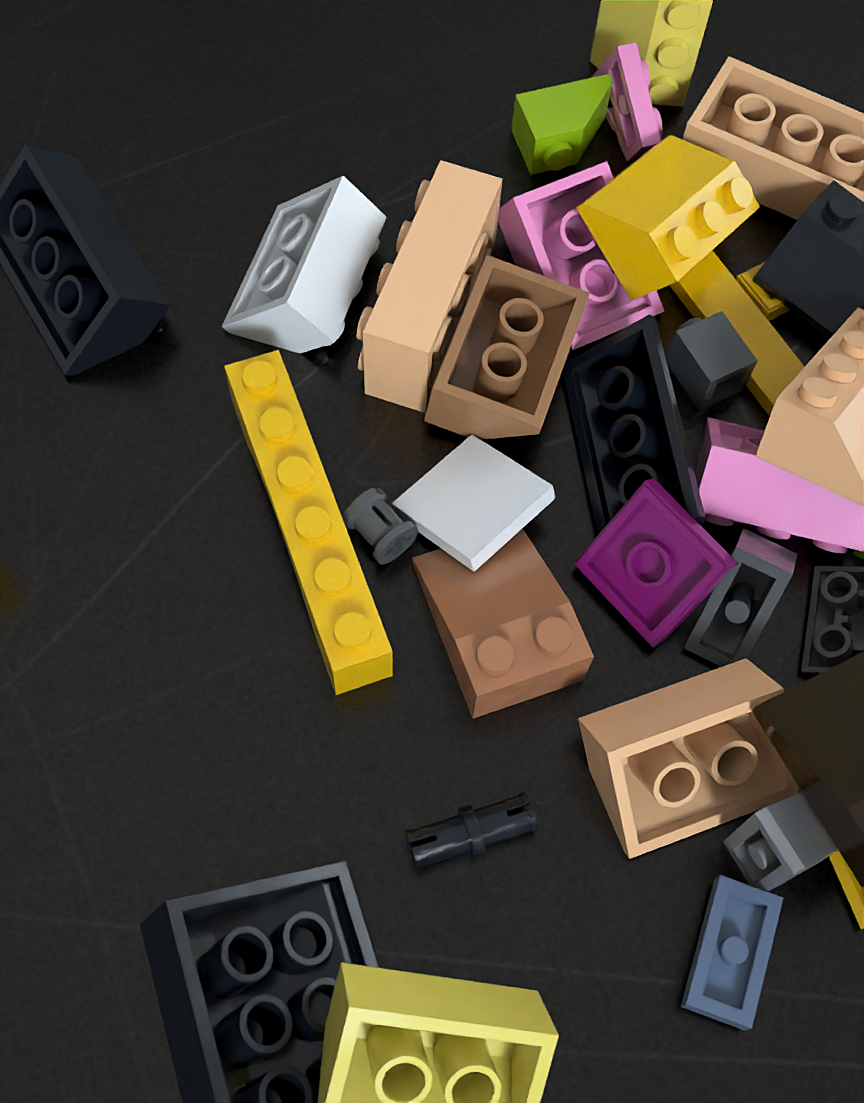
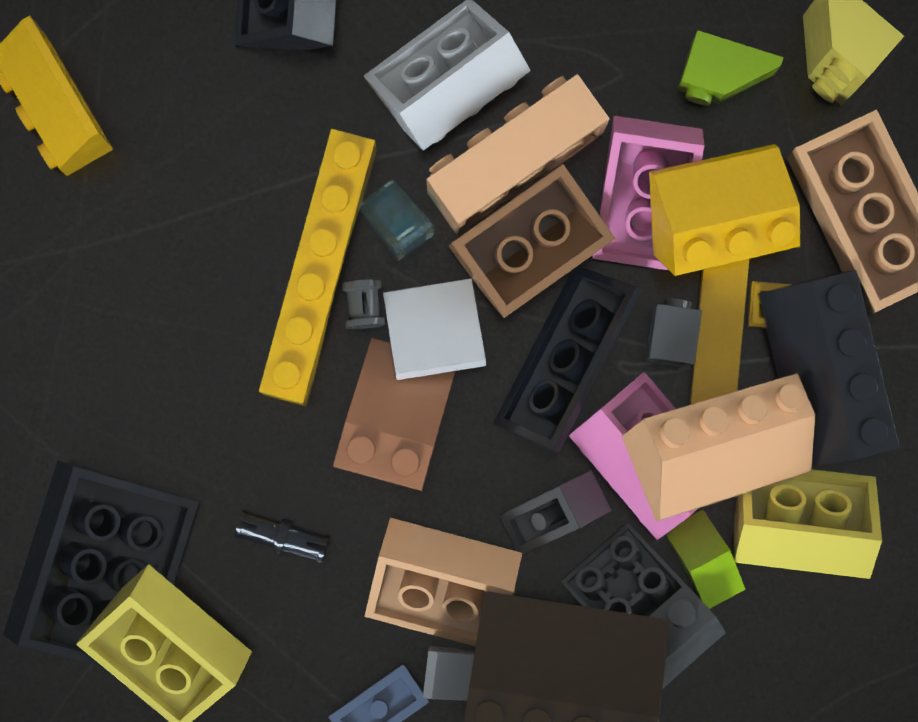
camera: 35 degrees right, 20 degrees up
(359, 424) = (396, 219): none -> clear light blue slope
(632, 114) = (791, 75): bright pink wing -> none
(654, 562) = (512, 454): magenta tile -> none

